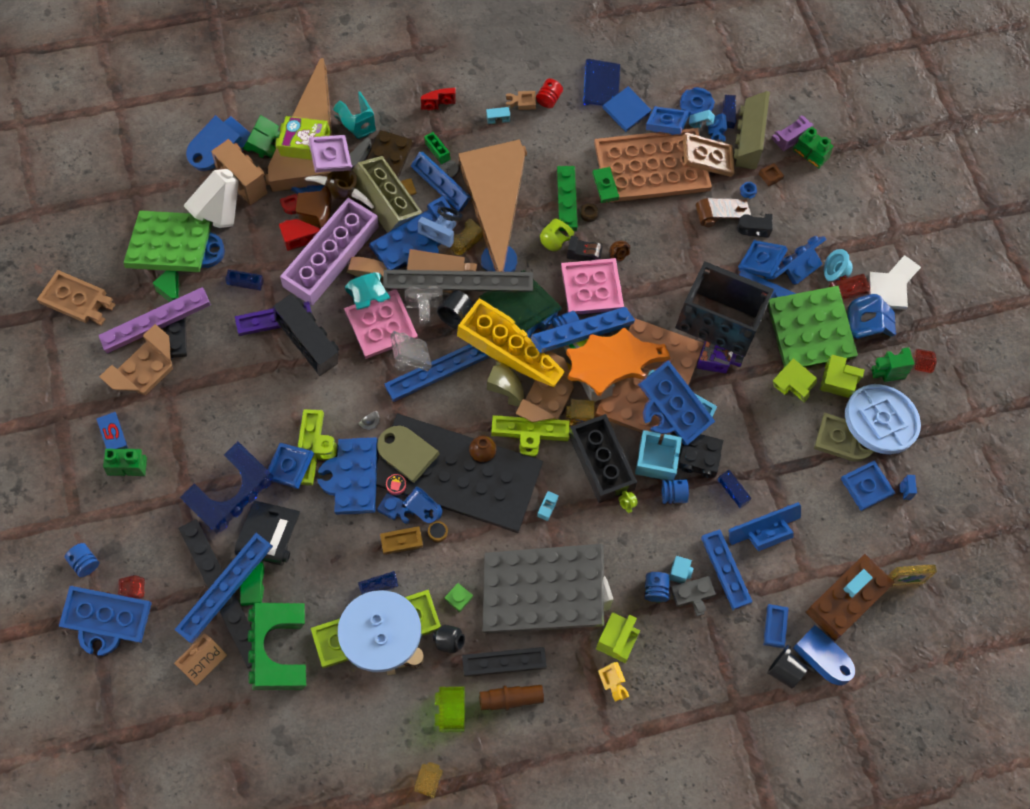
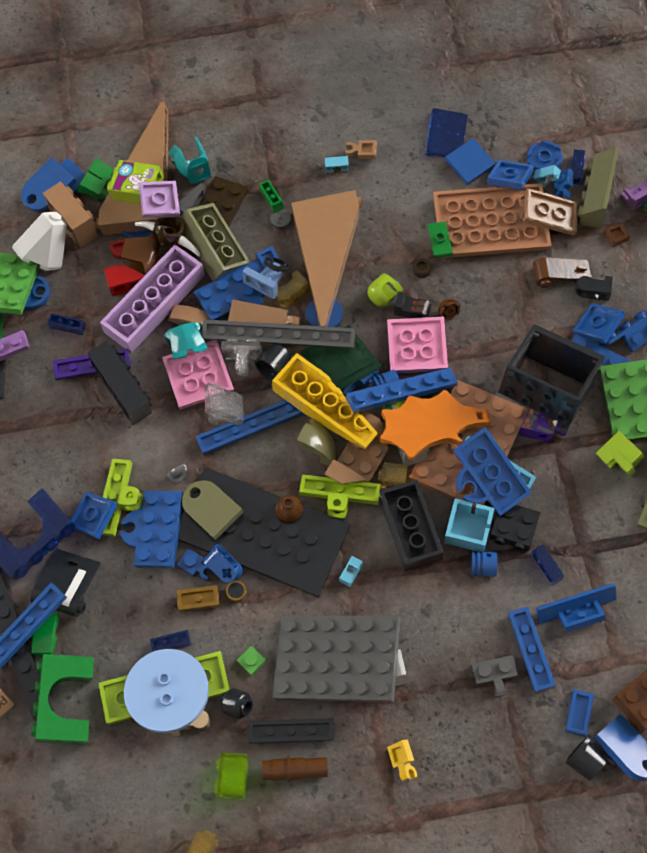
camera: 15 degrees right, 0 degrees up
(396, 484) = (197, 540): tile -> none
(409, 186) = (239, 234): pearl gold piece -> none
(440, 181) = (271, 230): blue plate -> none
(442, 96) = (279, 143): red slope -> none
(548, 94) = (390, 145): red piece -> none
(567, 196) = (400, 251): green plate -> none
(618, 637) = (411, 714): lime plate -> none
(628, 501) = (434, 571): lime plate -> none
(657, 587) = (456, 663): blue piece -> none
(681, 570) = (483, 647): medium azure plate -> none
(750, 187) = (592, 246): blue plate -> none

